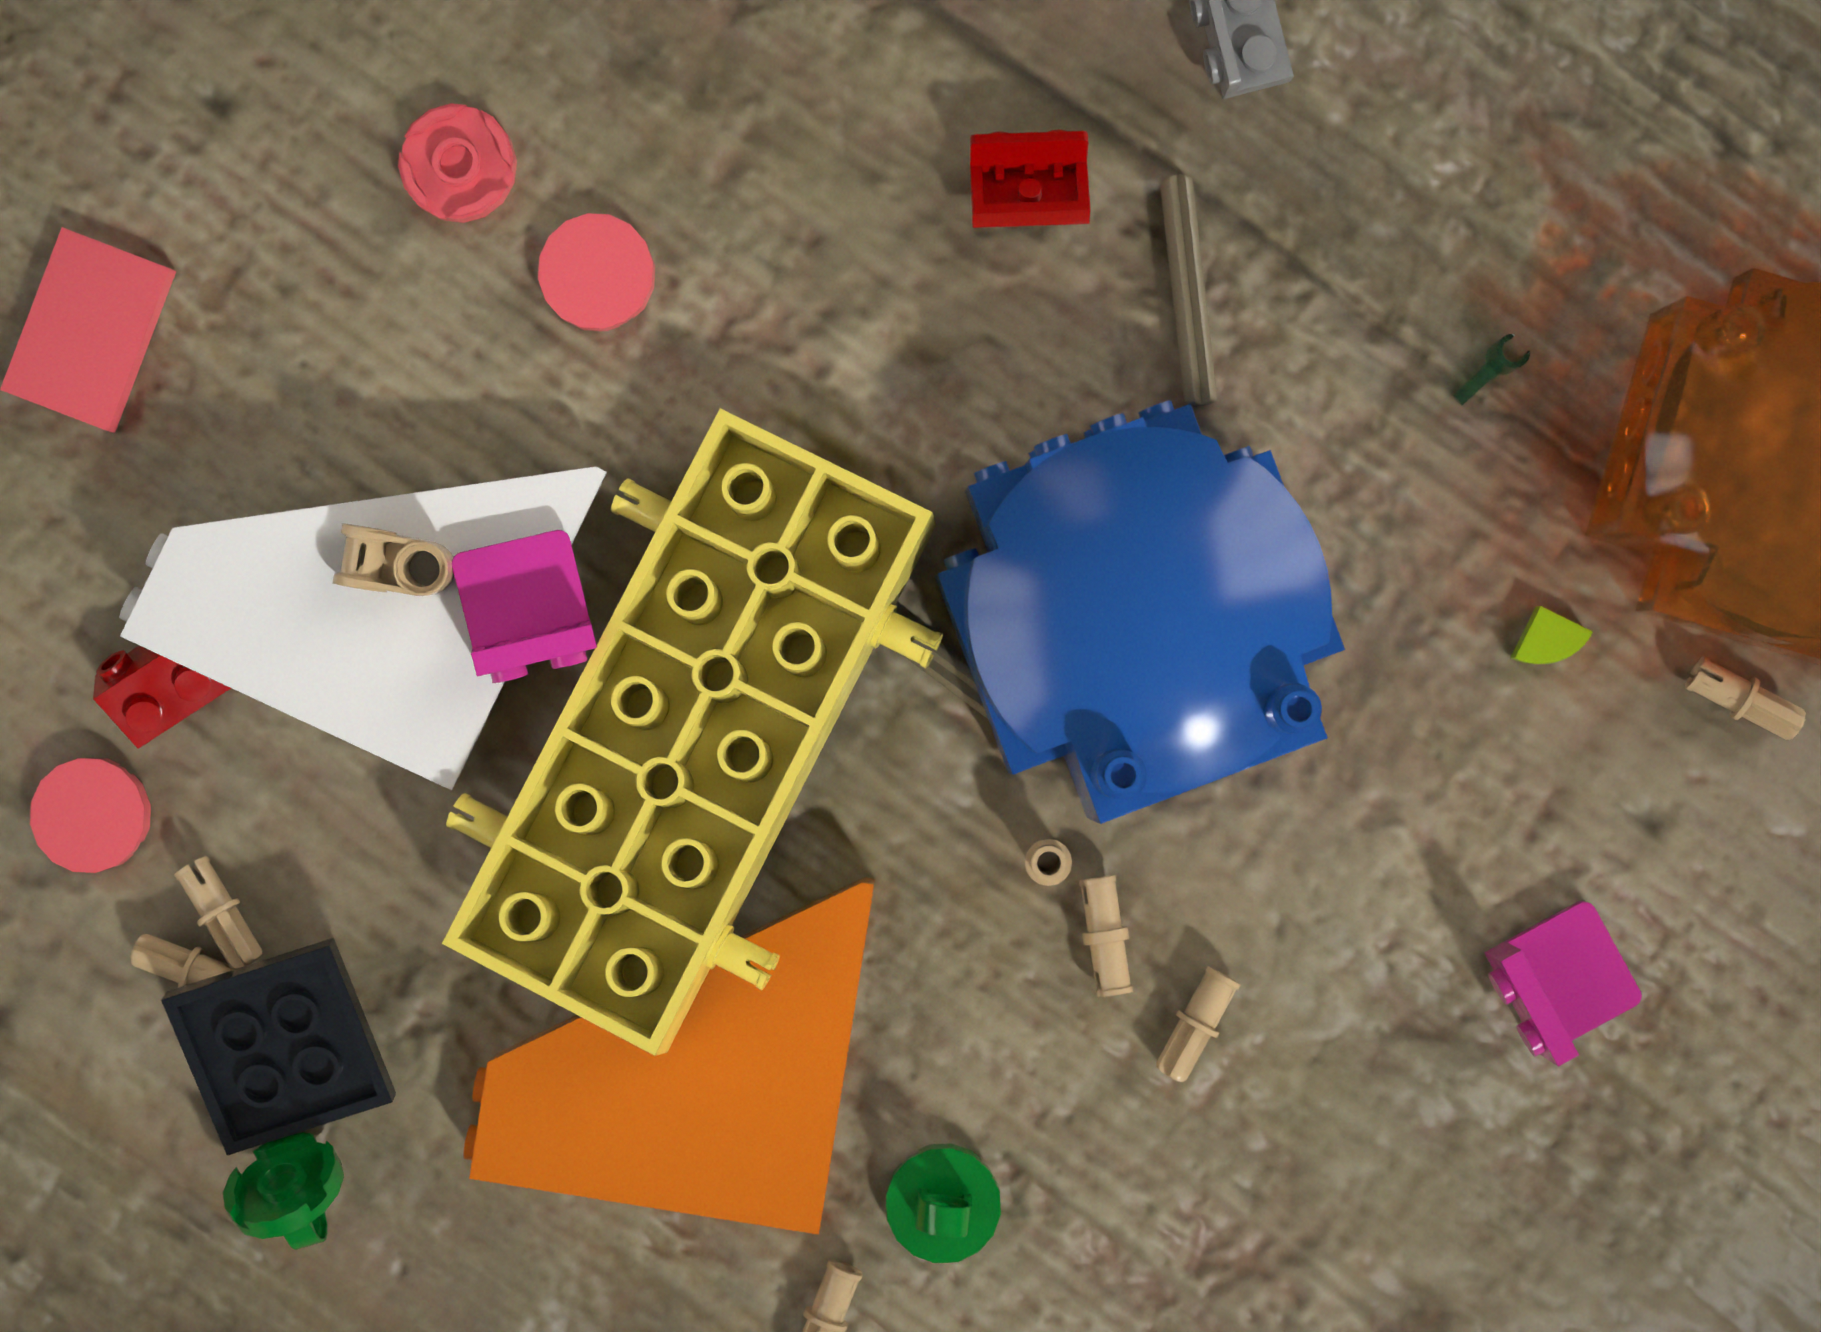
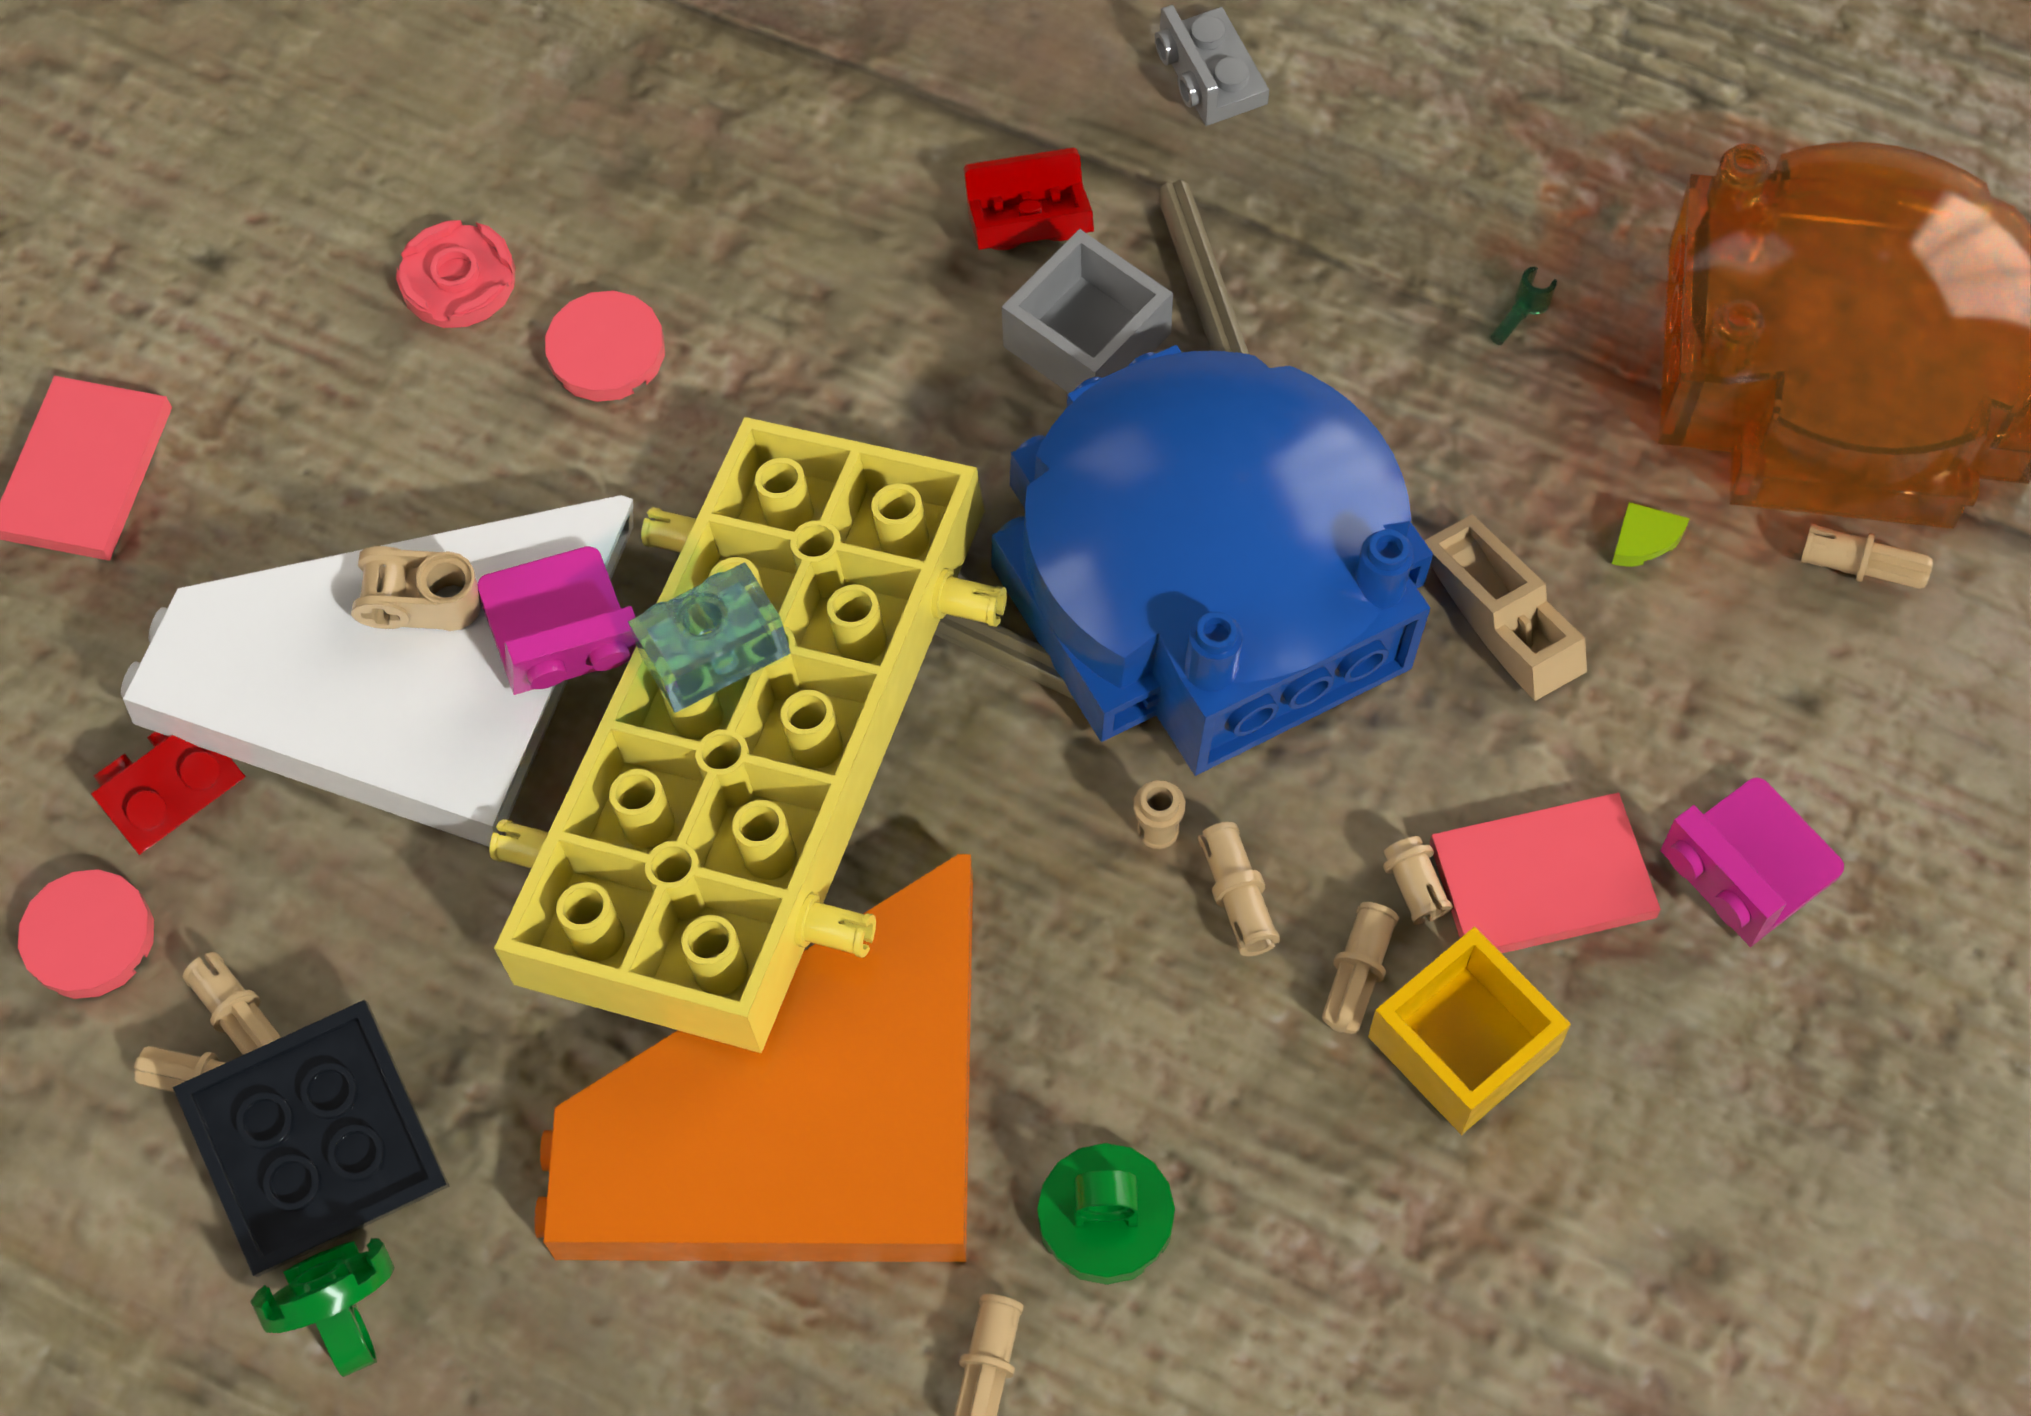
camera: 10 degrees left, 25 degrees down
(695, 673) = (694, 665): none -> clear light blue brick
(1065, 334) = (1085, 314): none -> light grey piece
(1264, 951) = (1417, 879): none -> tan pin
(1278, 1111) = (1468, 1030): none -> yellow piece
(1376, 961) = (1546, 874): none -> coral tile
(1401, 694) = (1507, 607): none -> tan slope

